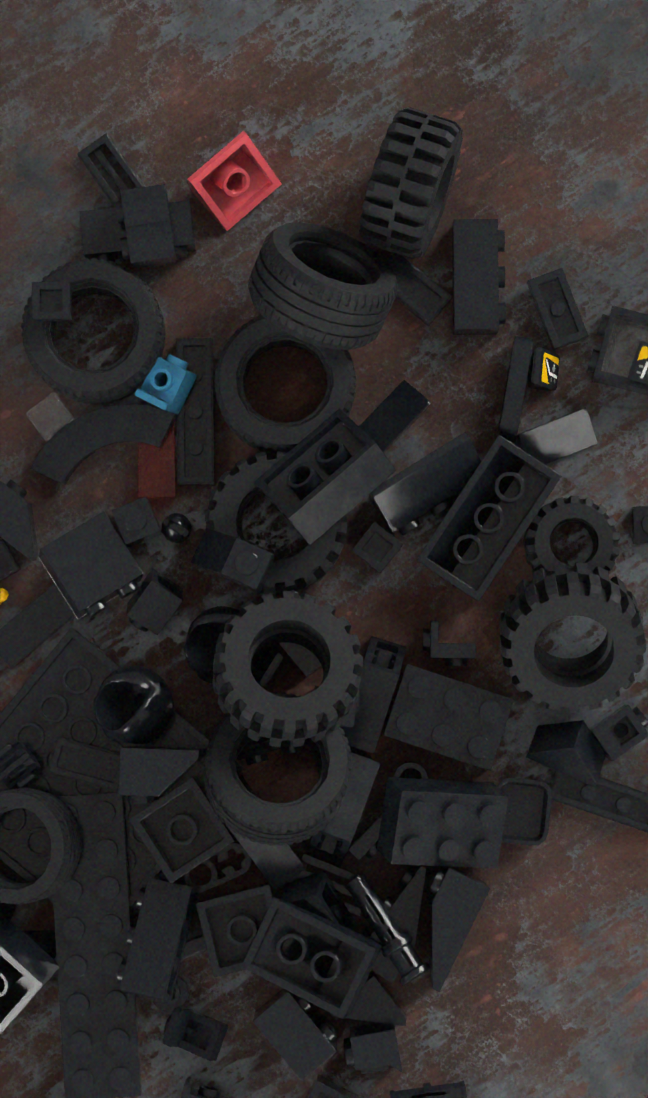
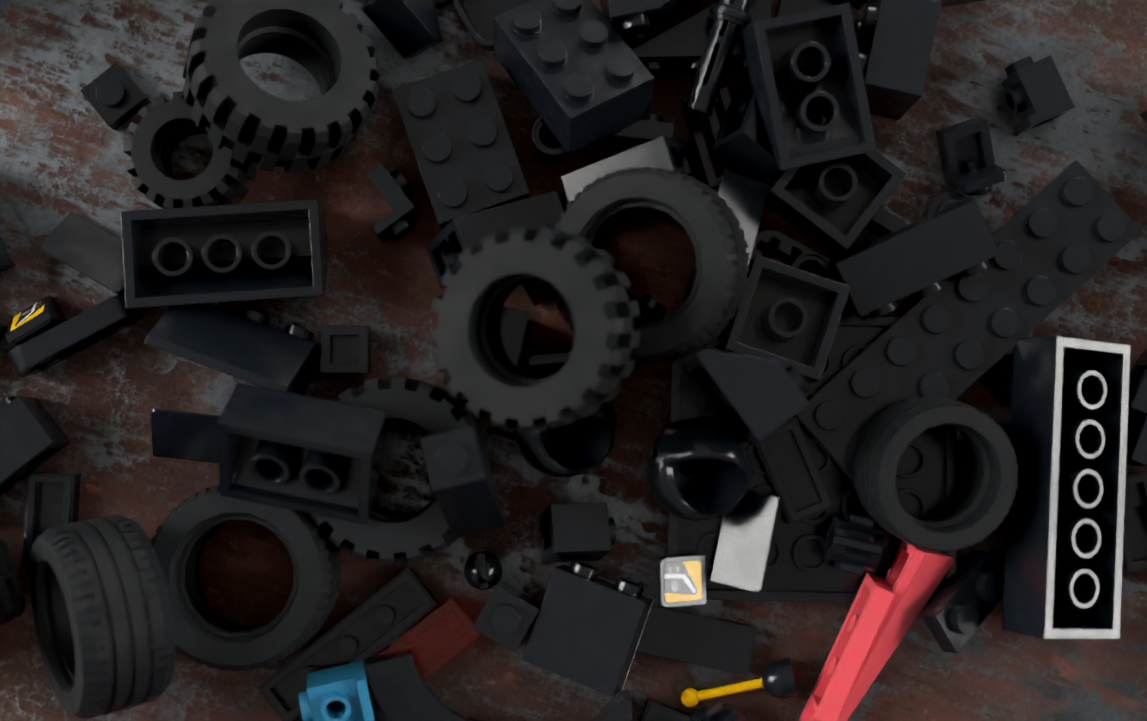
camera: 135 degrees left, 0 degrees up
(68, 701) = (746, 542): none -> slope
(75, 644) = (681, 580): none -> slope

